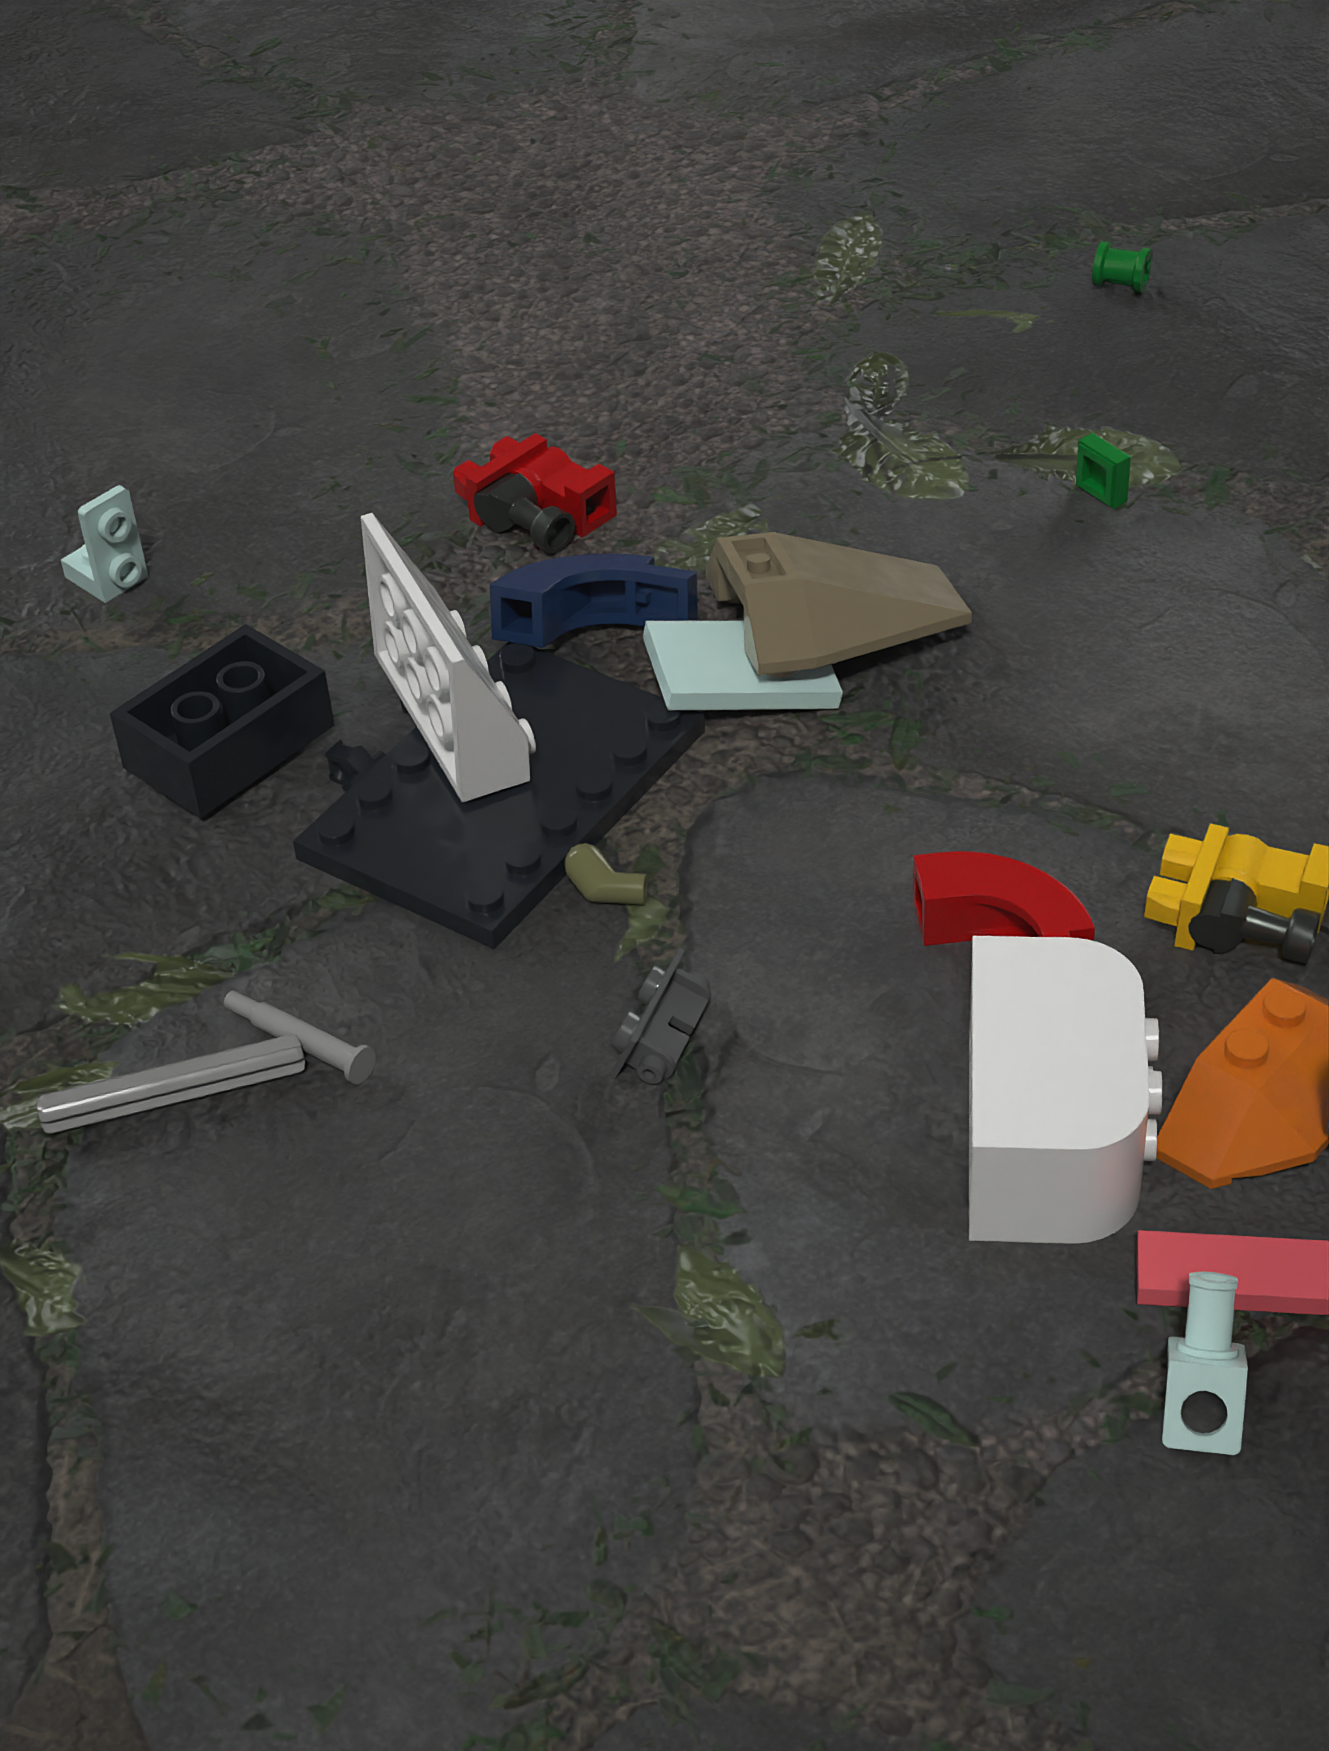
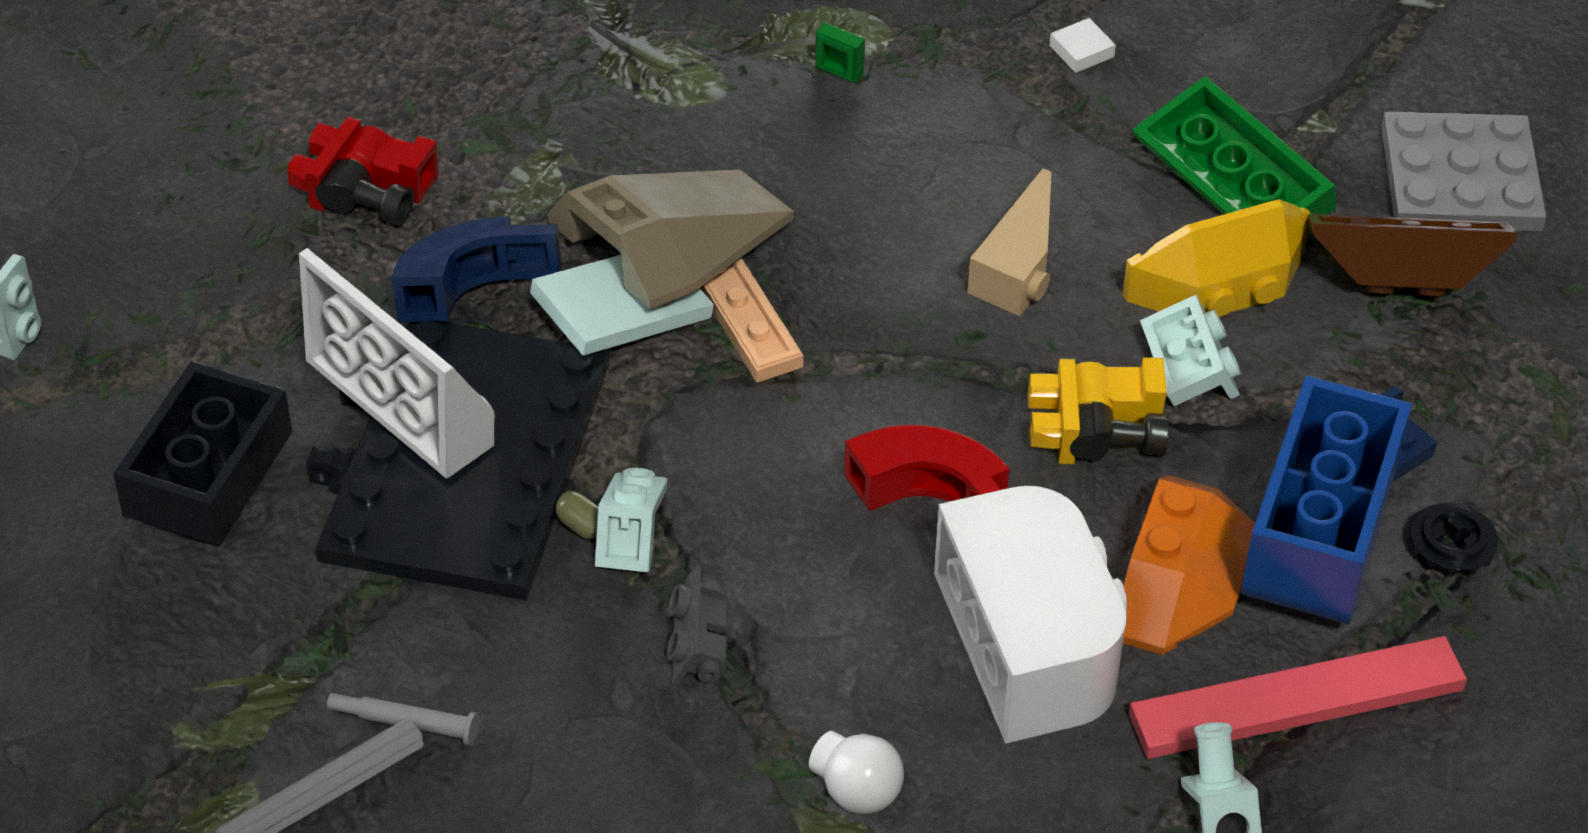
camera: 25 degrees left, 5 degrees up
(629, 888) = (628, 520): none -> light aqua bracket
(767, 1221) = (858, 770): none -> white piece
(878, 718) = (752, 323): none -> light nougat tile
(1215, 709) = (1013, 258): none -> tan slope

